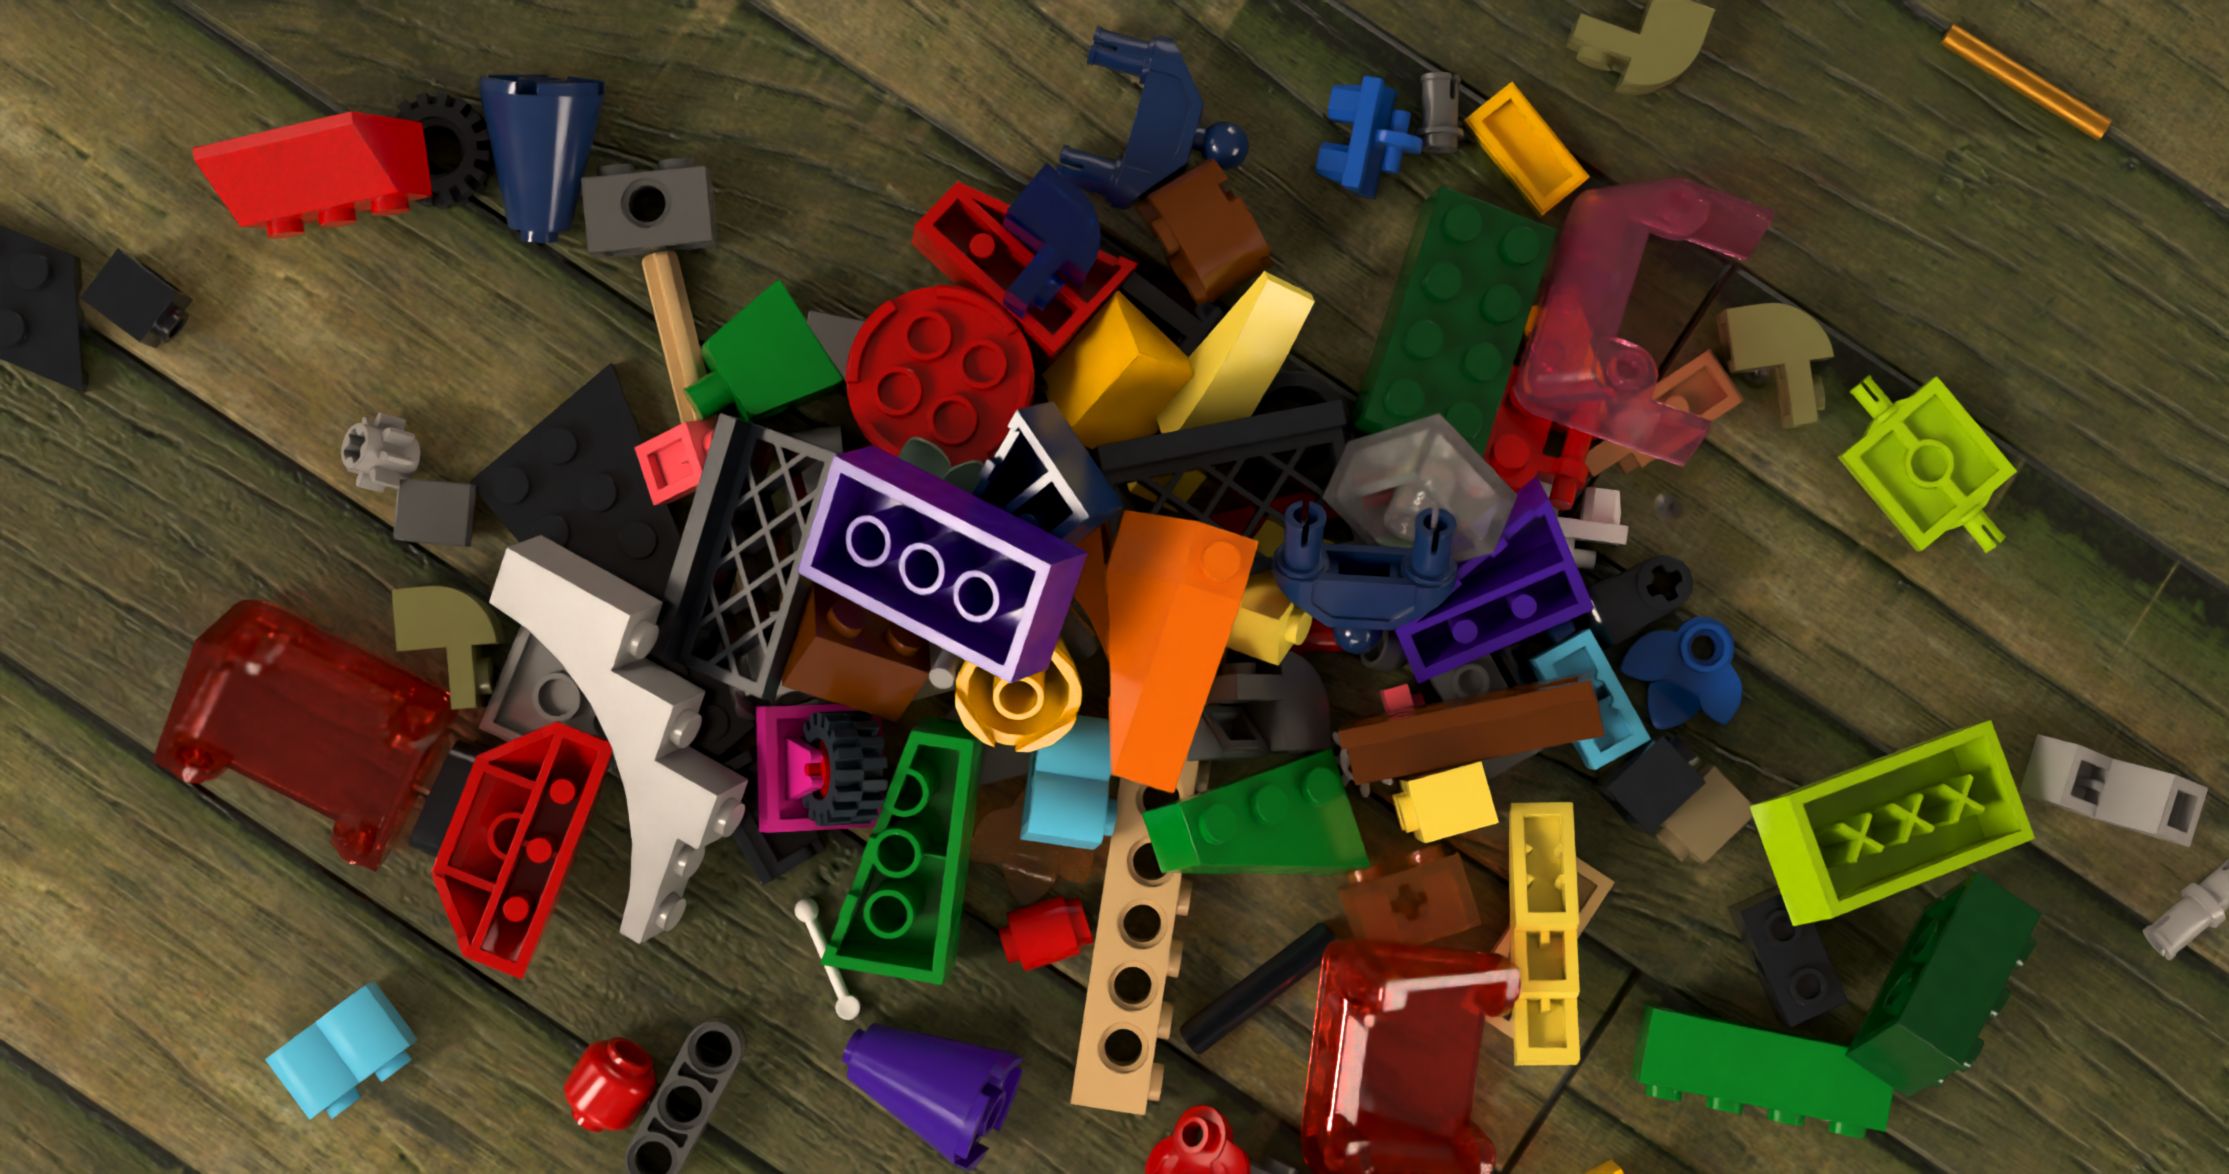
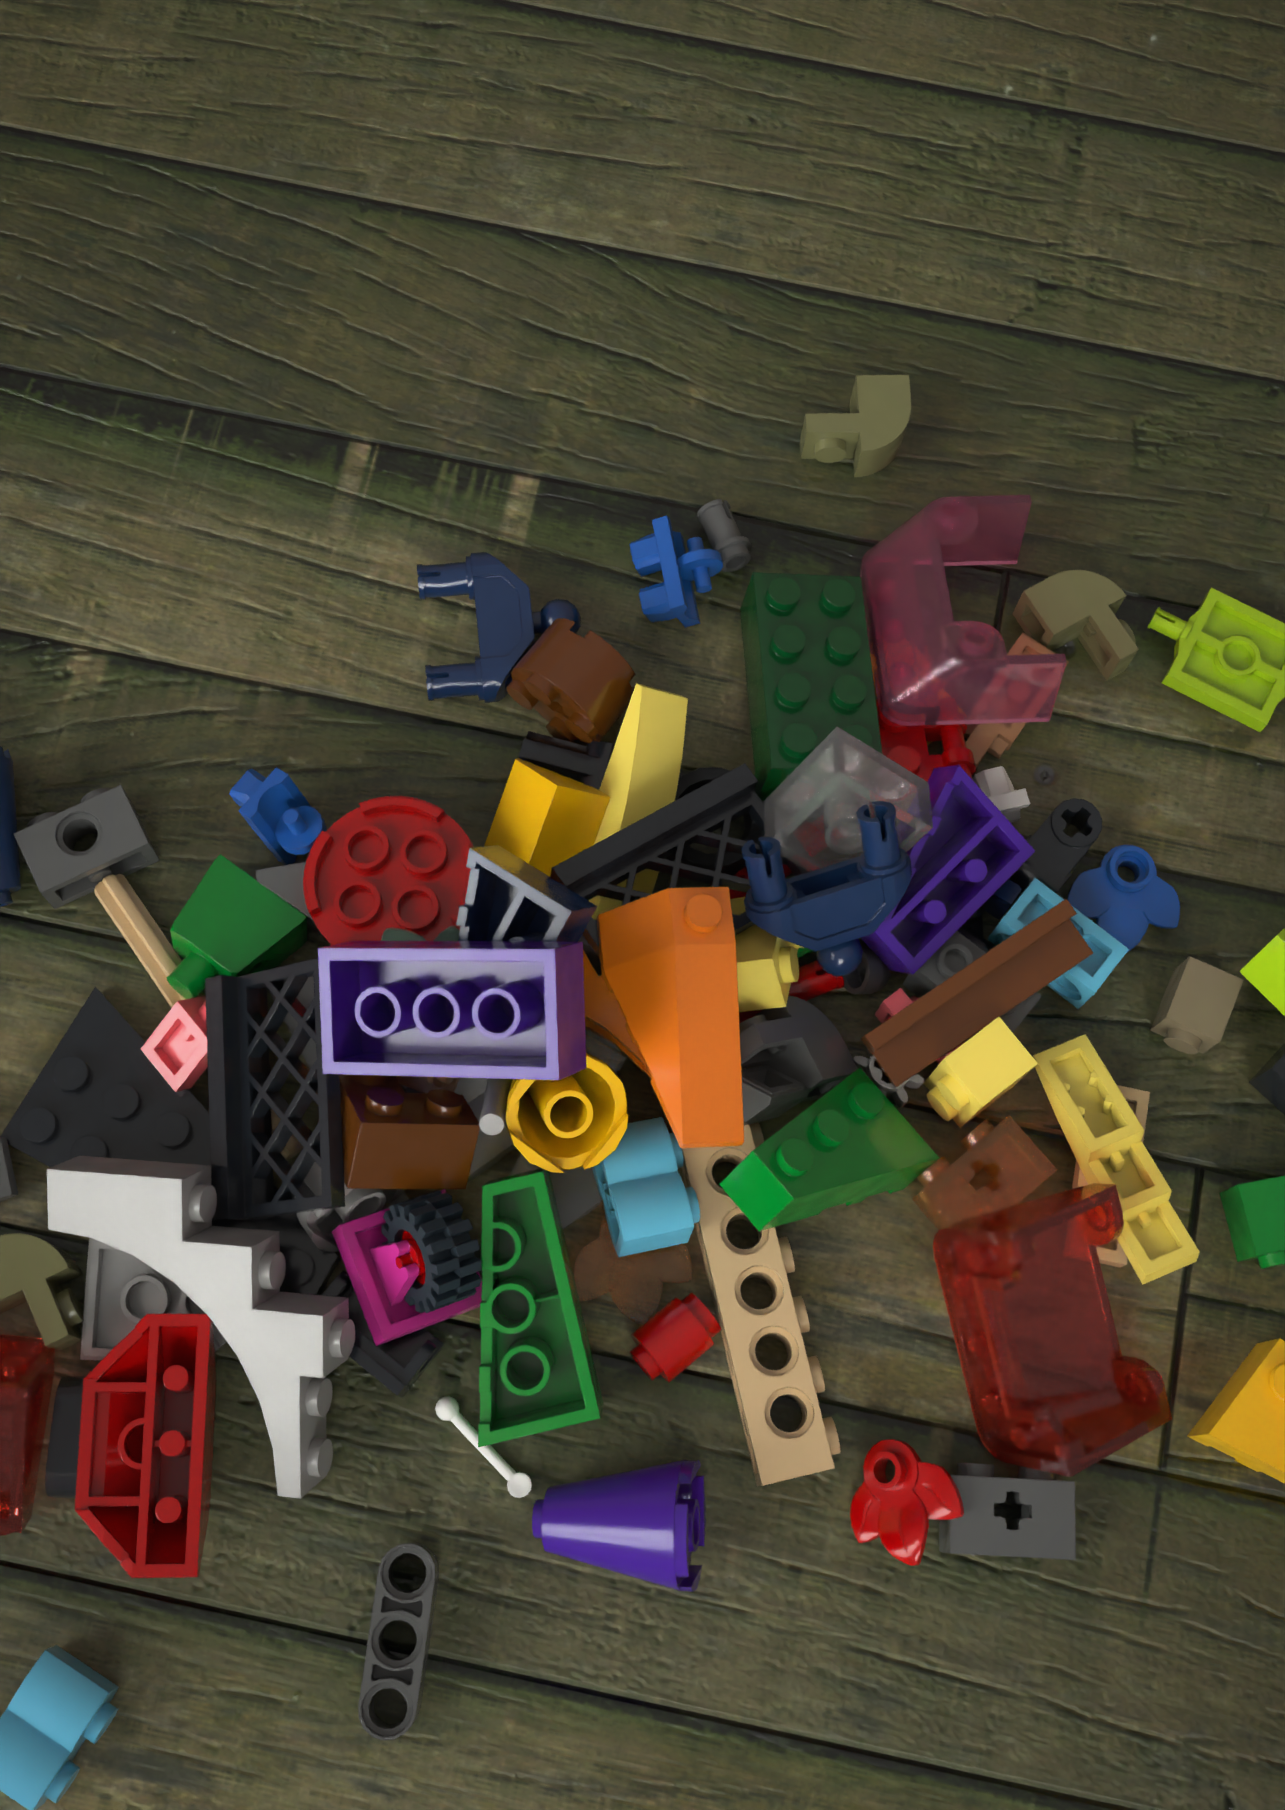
camera: 30 degrees left, 15 degrees down
(610, 1085) = (320, 1653): red head -> none
(854, 261) = (278, 813): none -> blue hips
(976, 252) = (446, 766): red wedge -> none
(1063, 231) = (450, 716): clear blue brick -> none
(1257, 989) = (883, 1315): black axle -> none
(1525, 149) = (803, 539): yellow tile -> none
(1651, 782) = (1143, 990): black brick -> none
(2025, 82) = (1166, 357): pearl gold bar -> none

